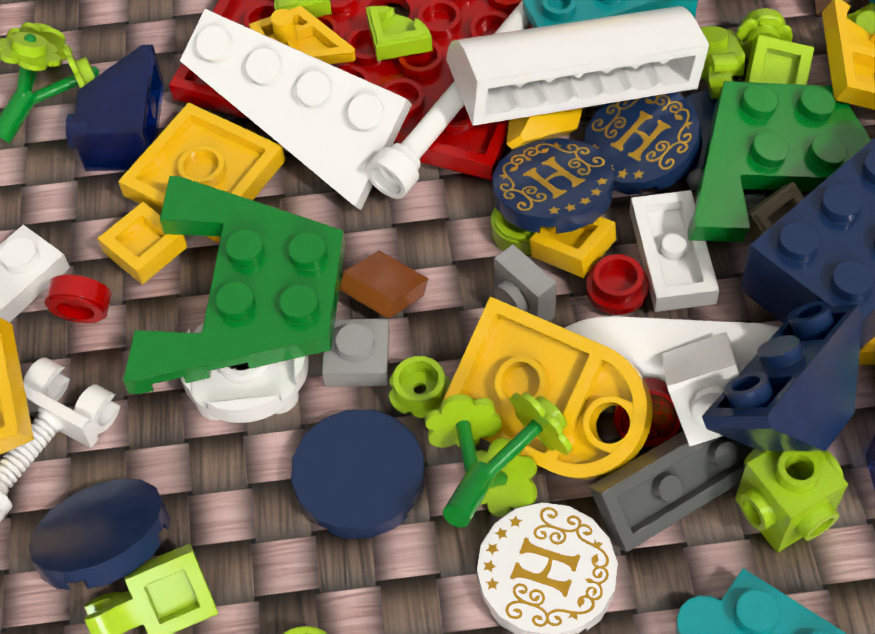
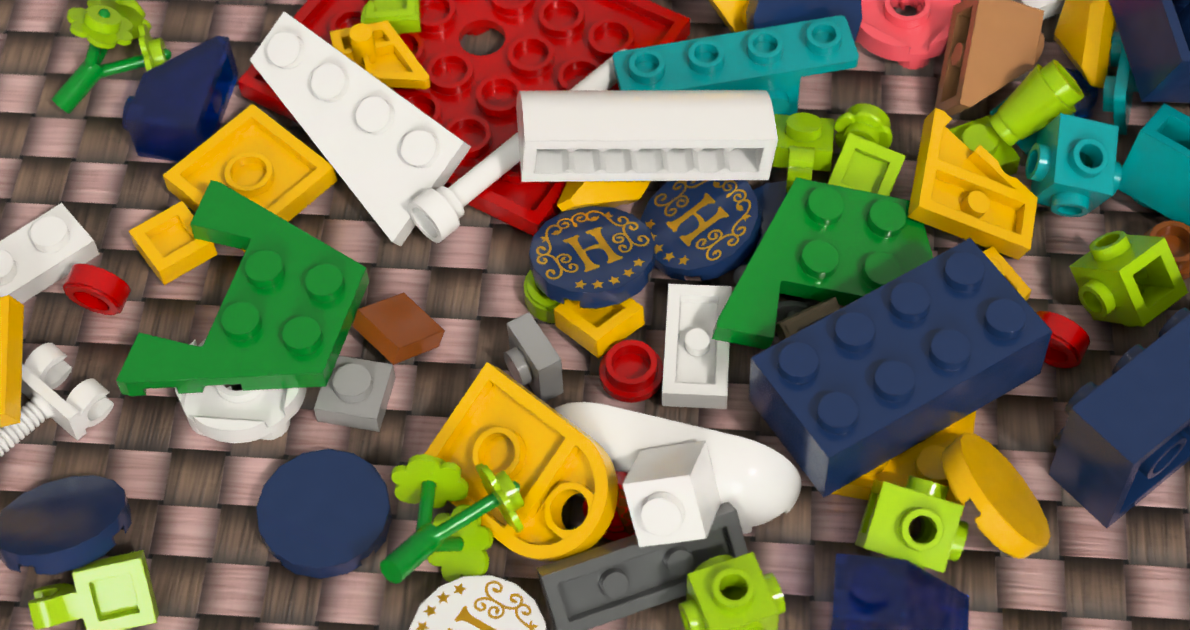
camera: 10 degrees right, 0 degrees up
(396, 34) = (478, 66): lime tile -> none
(414, 373) = (399, 425): lime plate -> none
(797, 384) = (749, 506): dark blue slope -> none

